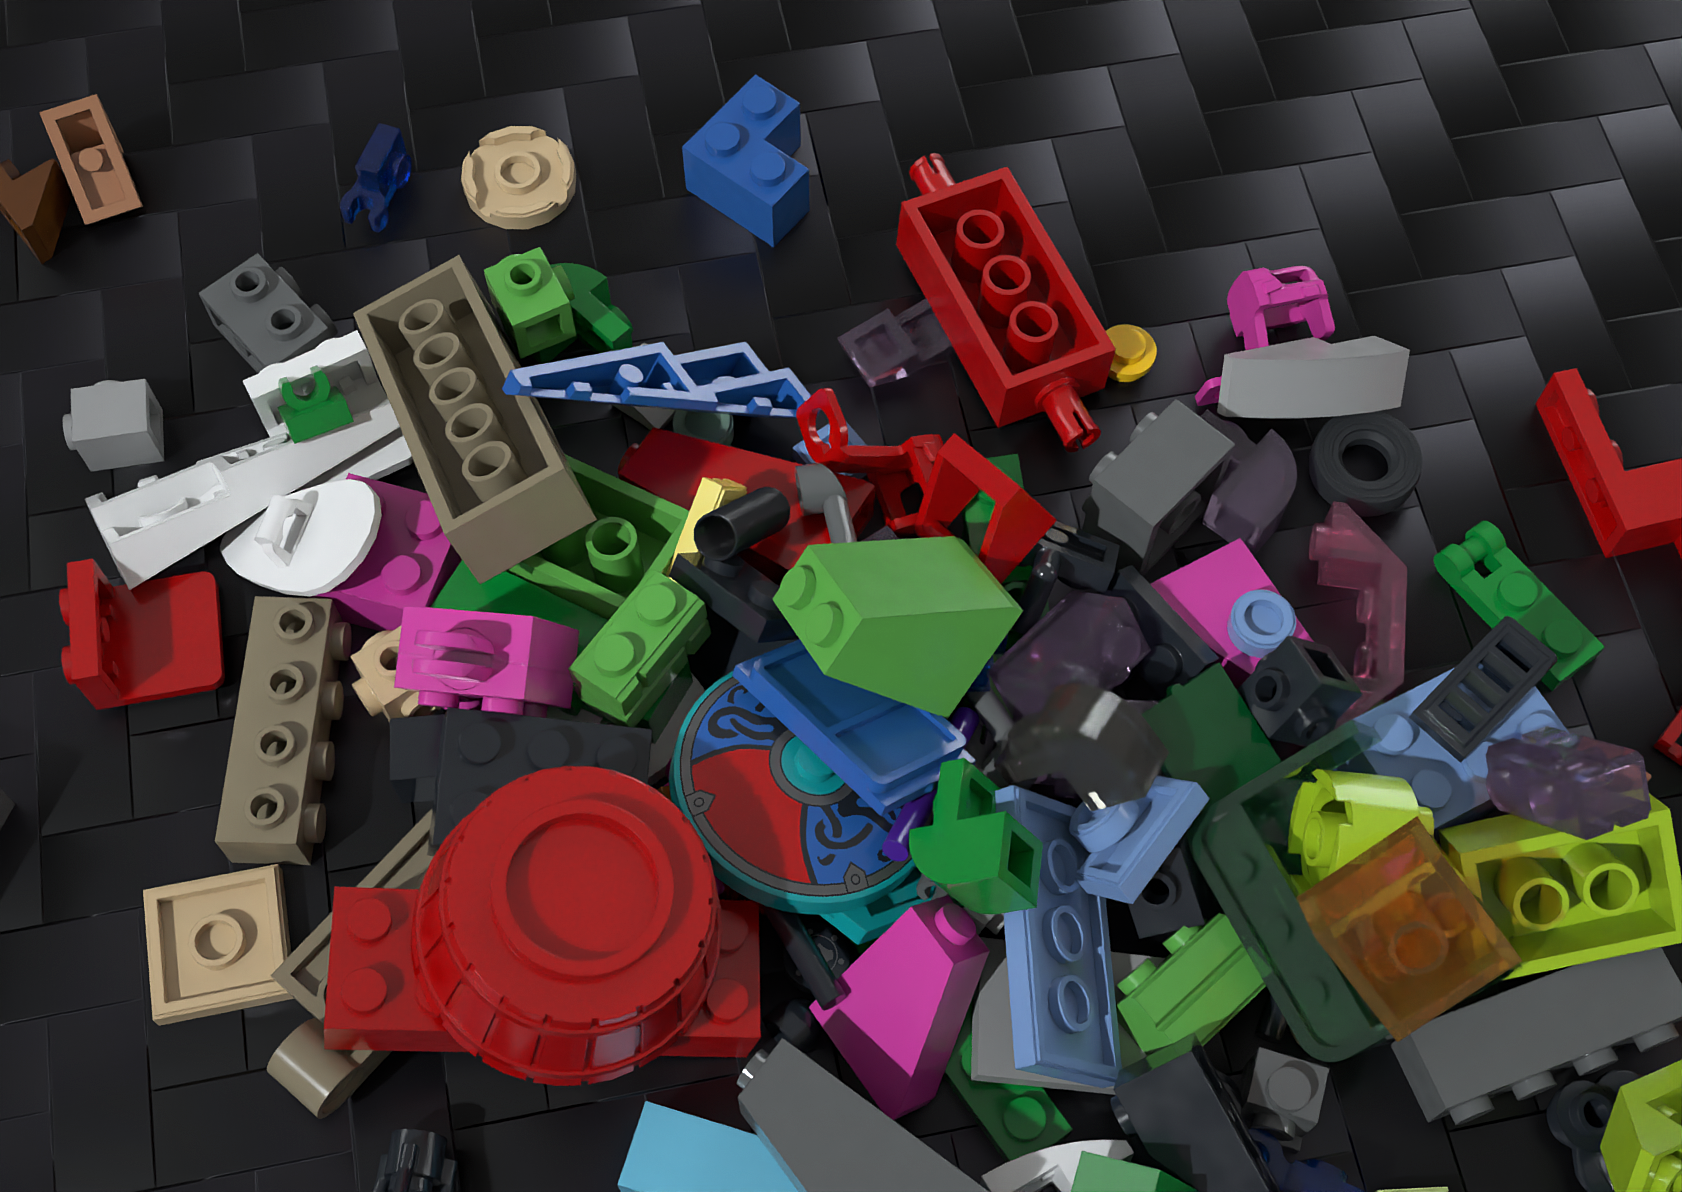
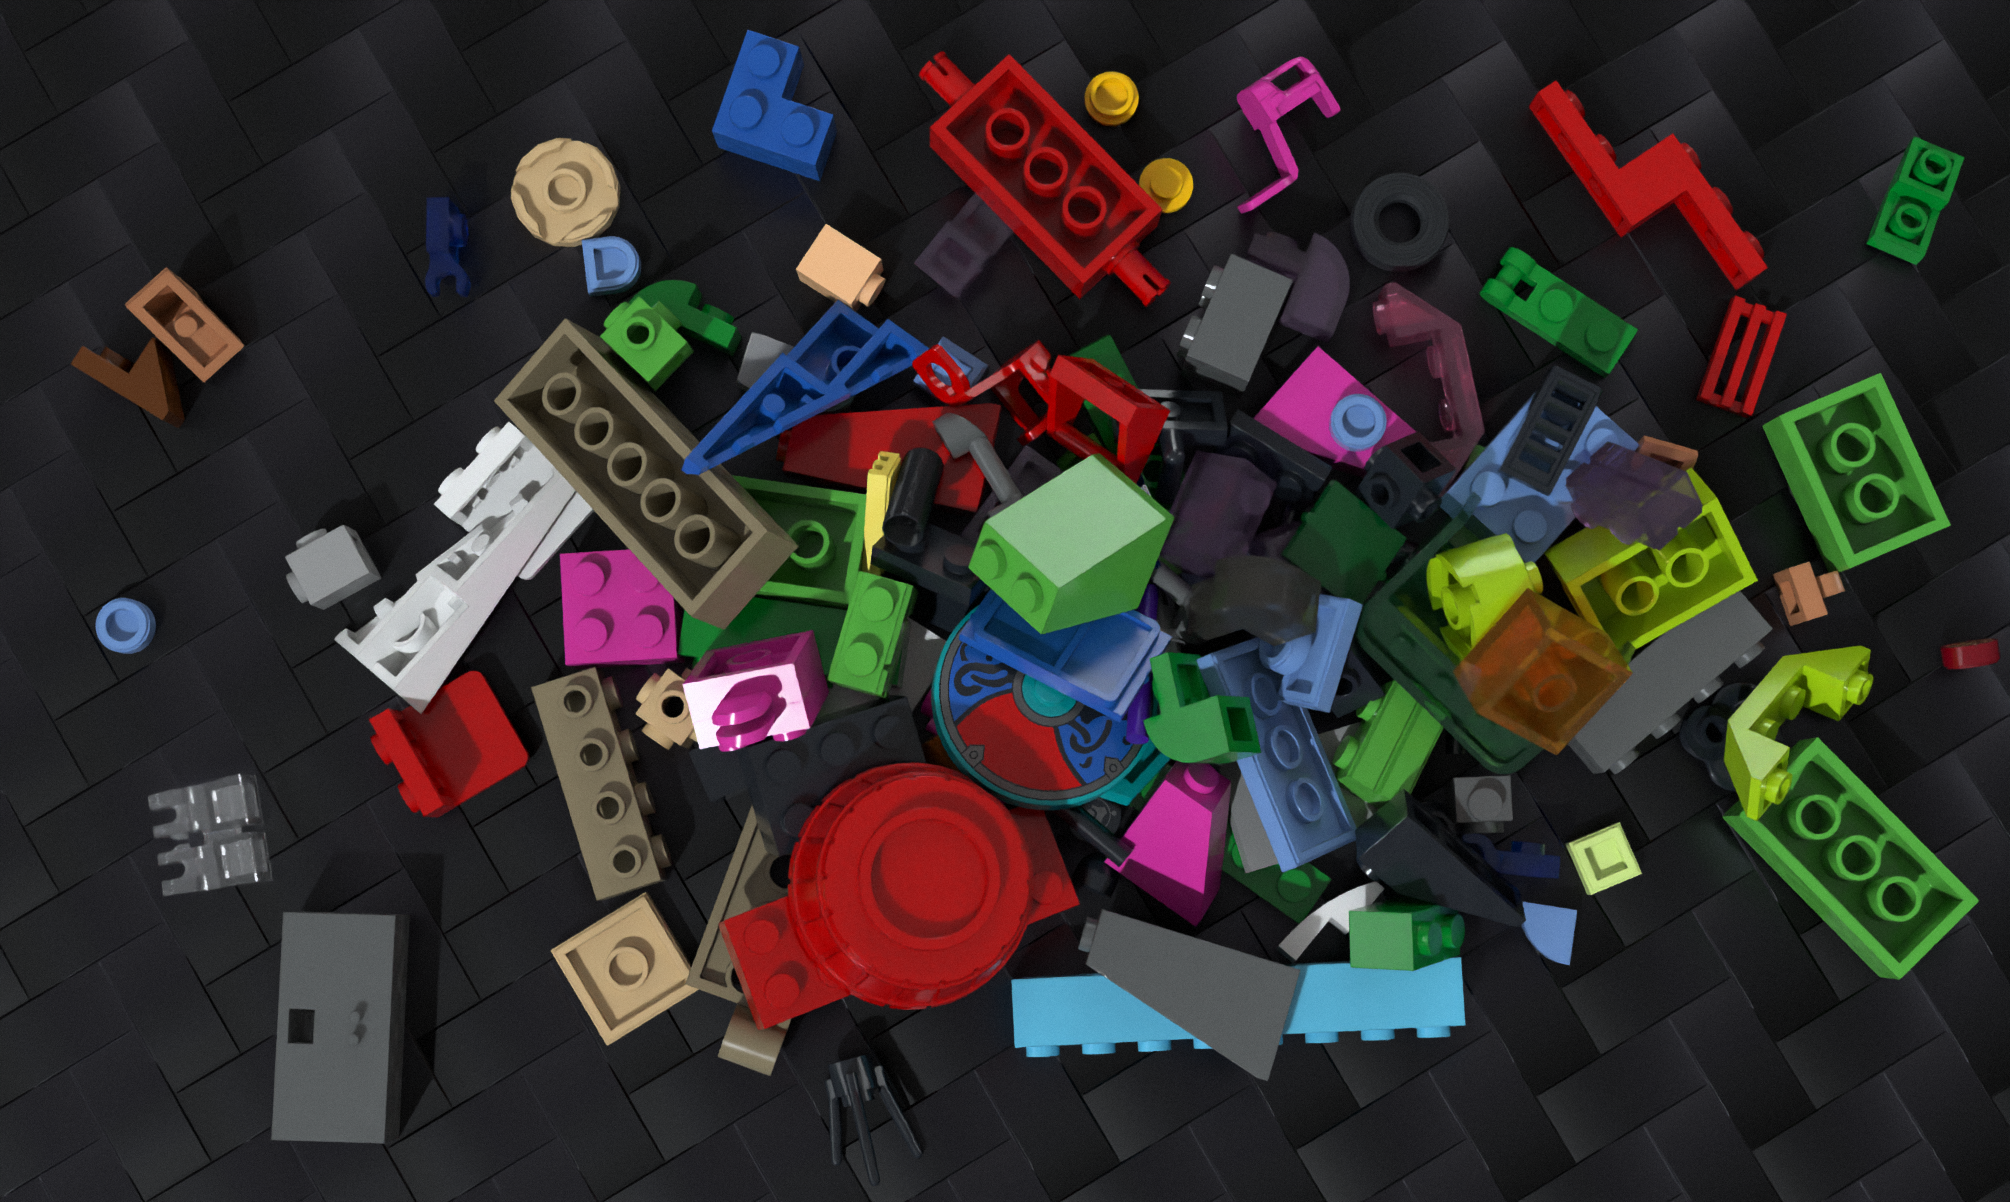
camera: 15 degrees left, 20 degrees up
(264, 314) = (418, 426): dark grey brick -> none
(306, 538) = (553, 625): white shield -> none
(313, 413) = (503, 506): green tile -> none
(529, 235) = (610, 265): none -> medium blue tile
(761, 314) = (841, 269): none -> light nougat brick
(1097, 258) = (1111, 98): none -> yellow plate
(1313, 379) = (1337, 169): light grey slope -> none

